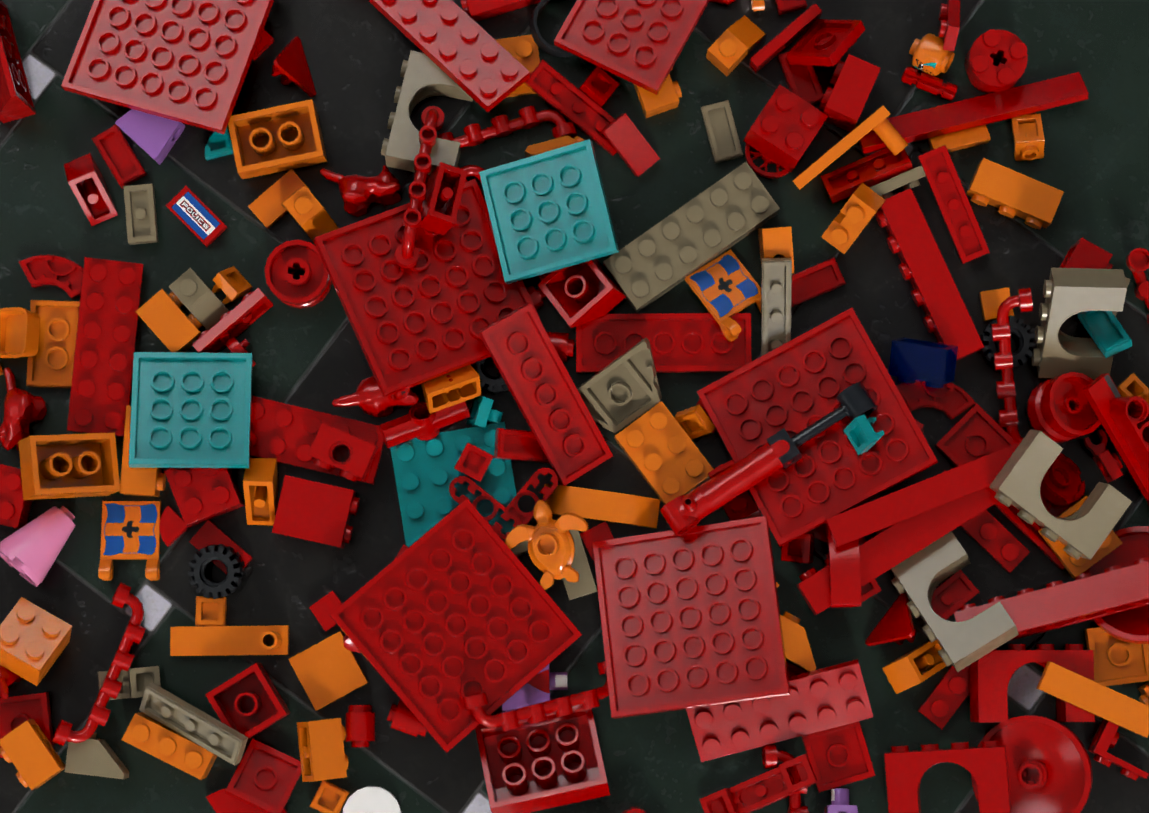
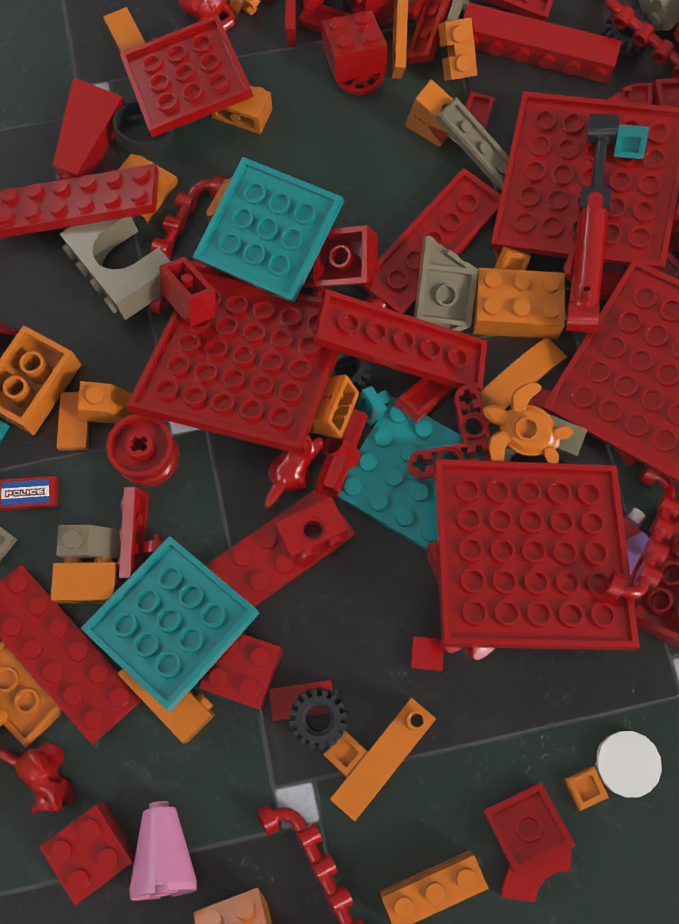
camera: 55 degrees left, 10 degrees down
(69, 466) = (120, 767): orange brick -> none
(130, 533) = (223, 765): orange flag -> none
(133, 681) = (352, 871): dark tan slope -> none
(171, 526) = (247, 725): red tile -> none
(193, 724) = (433, 851): dark tan tile -> none
(231, 283) = (102, 508): orange tile -> none
(248, 701) = (453, 788): red brick -> none
(261, 491) = (286, 625): orange slope -> none
(315, 512) = (339, 595): red panel -> none
(322, 749) = (542, 757): orange brick -> none
(328, 671) = (476, 697): orange tile -> none
(360, 725) = (545, 708): red brick -> none
(361, 191) = (126, 354): red animal -> none
(405, 721) = (570, 664): red brick -> none
(432, 121) = (204, 347): red bar -> none
(474, 462) = (407, 438): red plate -> none
(571, 103) = (204, 164): red tile -> none
(599, 86) = (210, 140): red plate -> none
(630, 144) = (270, 151): red tile -> none
(691, 237) = (374, 159): dark tan brick -> none
(721, 131) = (316, 94): dark tan tile -> none
(725, 290) = (436, 171): orange flag -> none
(734, 45) = (266, 42): orange slope -> none
(923, 361) = (602, 79): clear blue brick -> none
(991, 300) = (592, 21): orange tile -> none

